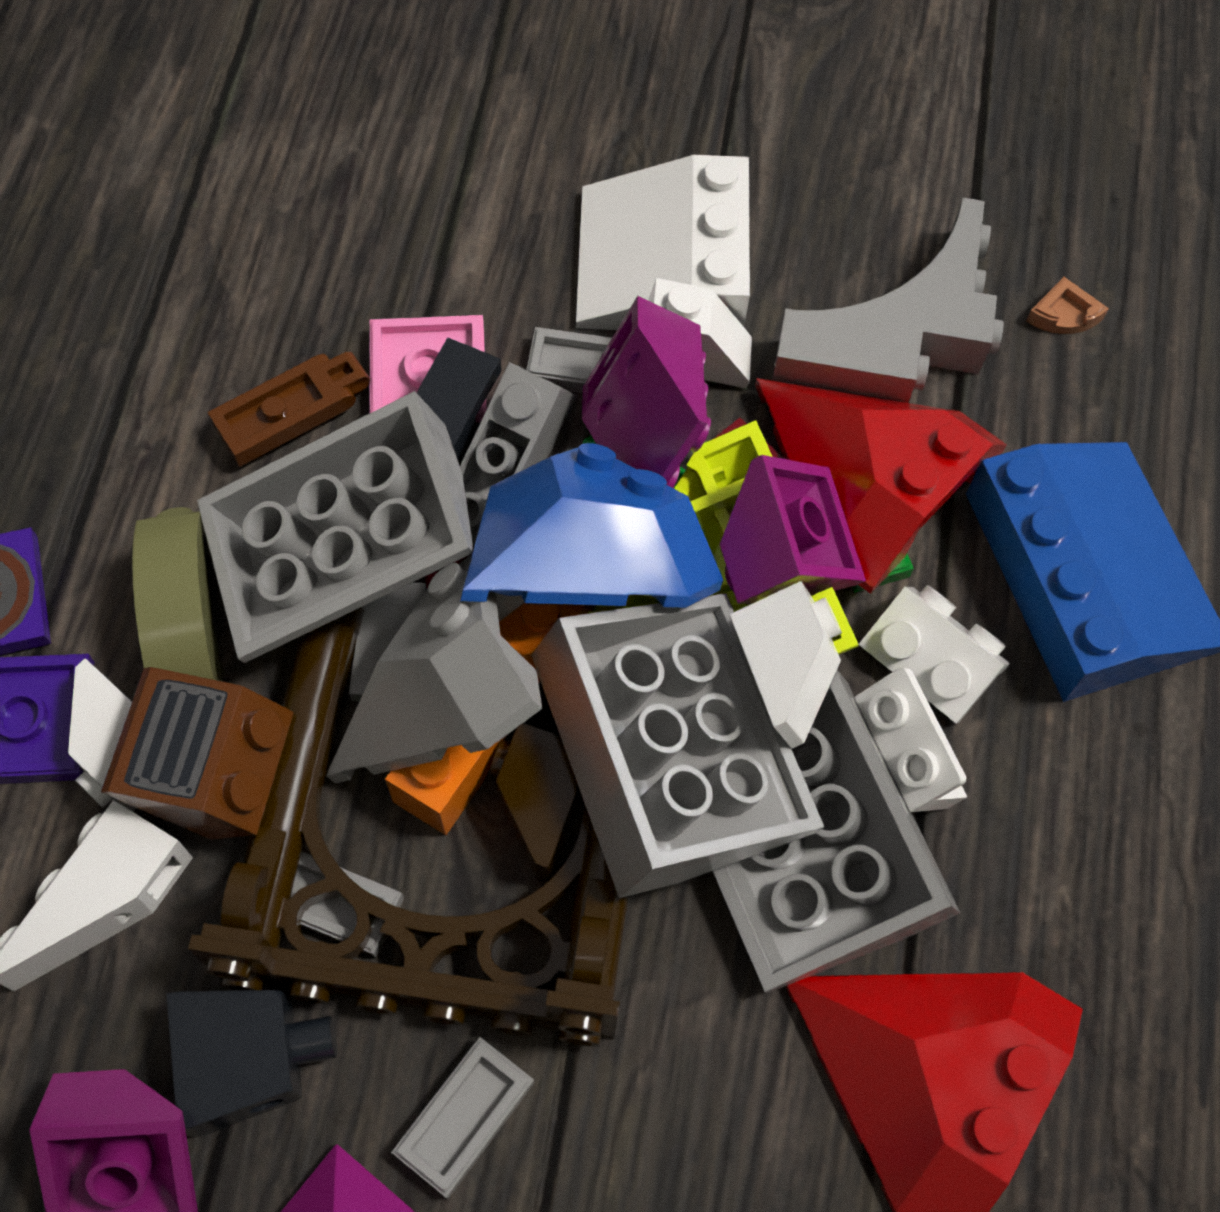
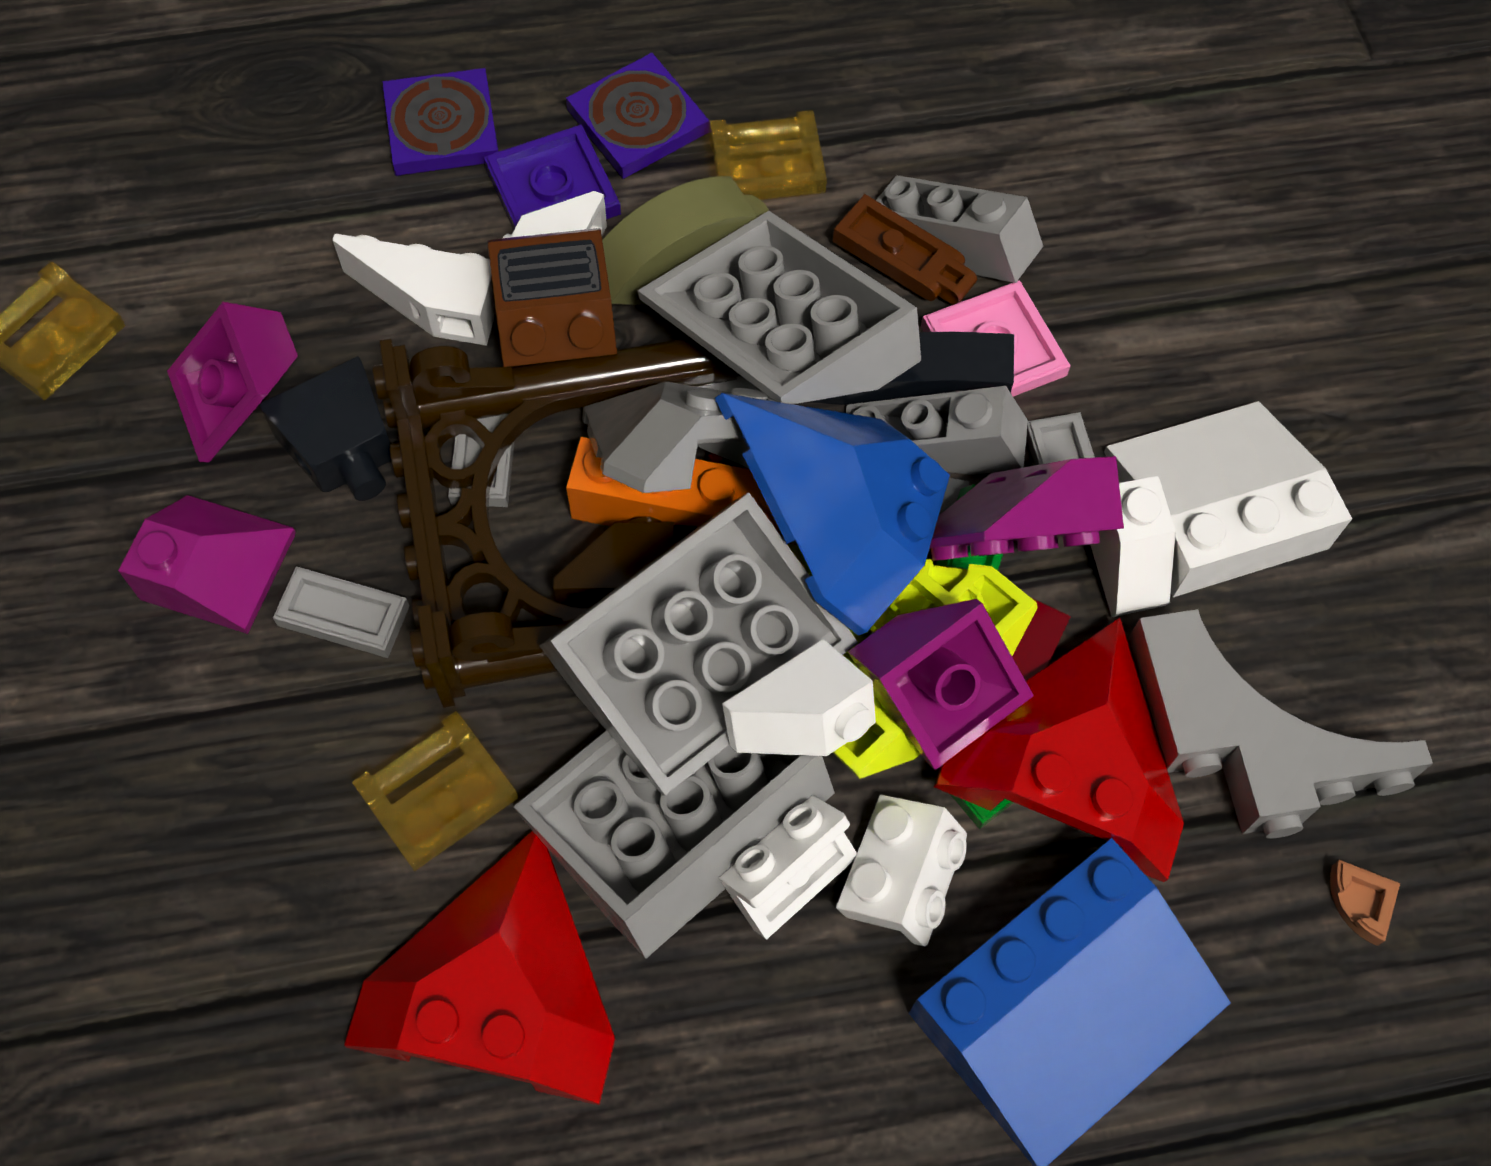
camera: 70 degrees right, 0 degrees up
(121, 494) = (770, 167): none -> clear yellow plate
(301, 321) = (986, 226): none -> light grey slope
(736, 1065) = (445, 804): none -> clear yellow plate

